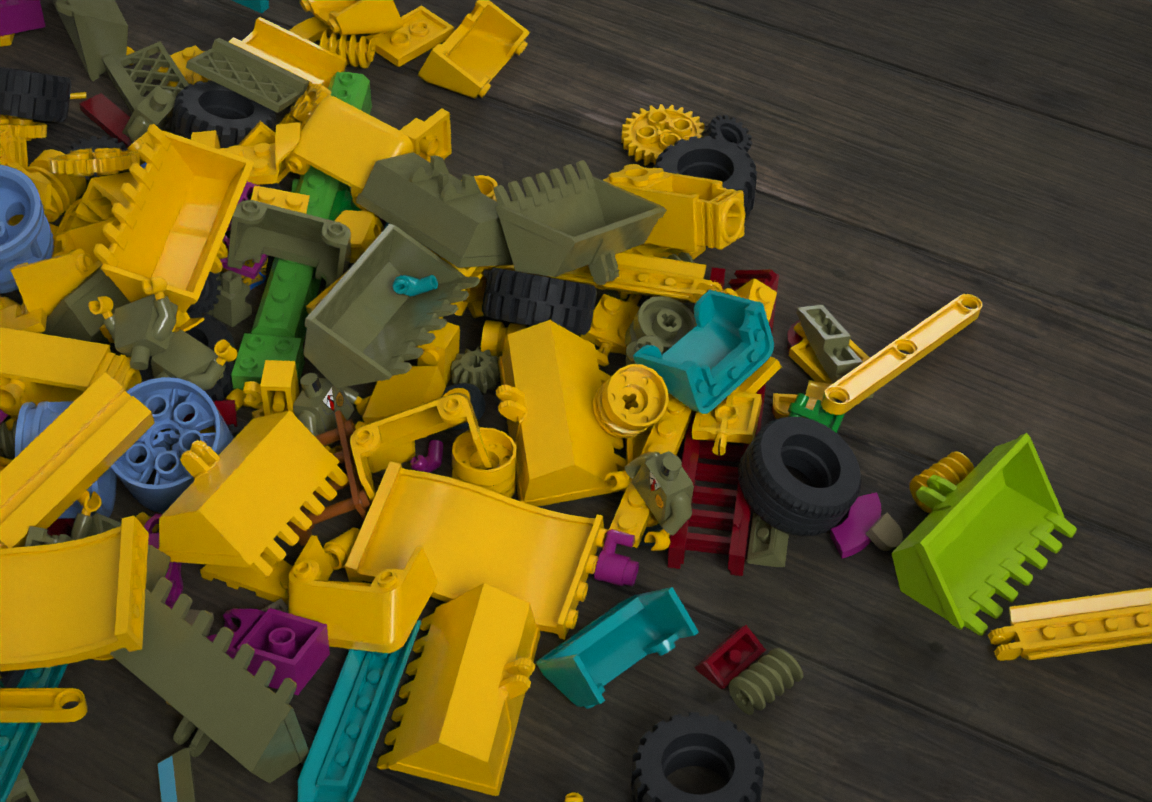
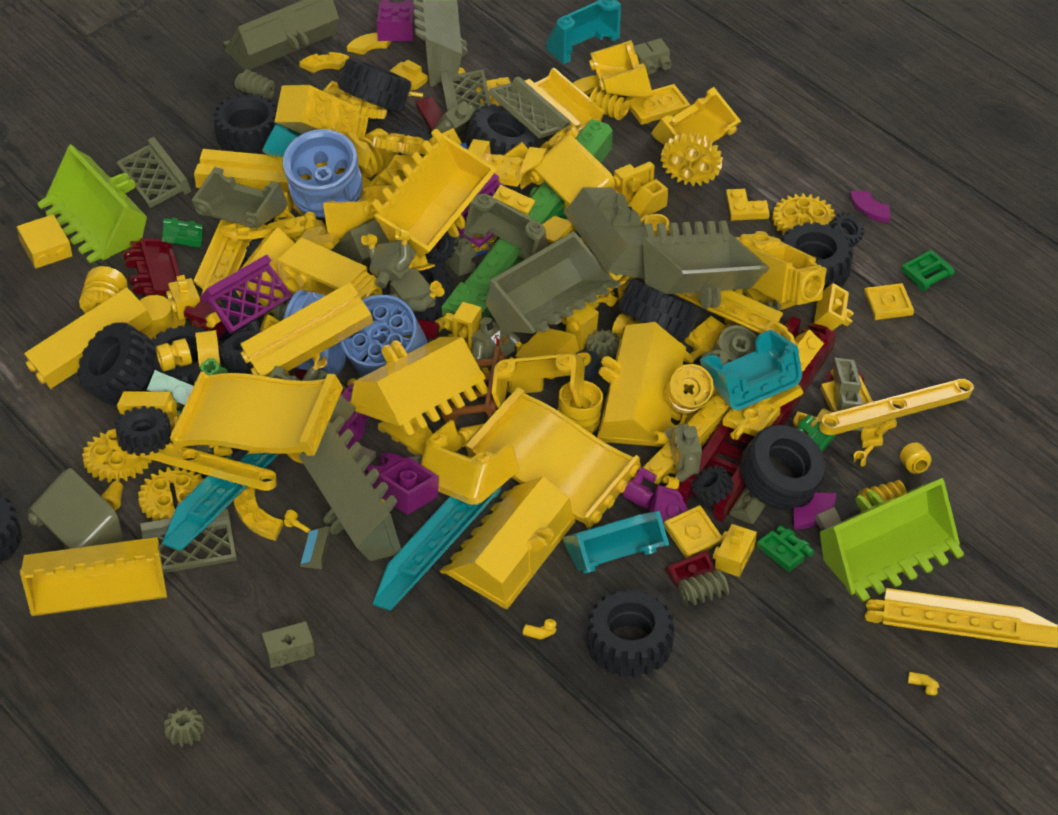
camera: 20 degrees right, 0 degrees up
(59, 65) = (411, 72): none -> yellow plate
(68, 766) = (256, 518): none -> yellow tile
(123, 755) = (290, 520): none -> yellow hand
(414, 286) = (577, 277): teal arm -> none
(431, 461) = (550, 396): magenta arm -> none
(459, 153) = (650, 198): none -> yellow slope
(492, 93) = (691, 159): none -> yellow gear
(580, 145) = (743, 209): none -> yellow plate
(664, 570) = (668, 502): none -> magenta plate
(715, 602) = (693, 532): none -> yellow tile
(725, 537) = (712, 485): none -> black tyre
(745, 105) = (864, 202): none -> magenta tile
(759, 245) = (832, 309): none -> yellow brick
(782, 612) = (734, 550): none -> yellow brick
(819, 218) = (888, 301): none -> yellow tile
(841, 593) = (780, 549): none -> green plate
(843, 160) = (924, 265): none -> green plate
(885, 399) = (874, 433): none -> yellow tile
(885, 429) = (862, 455): none -> yellow hand
(956, 415) = (915, 458): none -> yellow head
(1116, 723) = (924, 680): none -> yellow arm

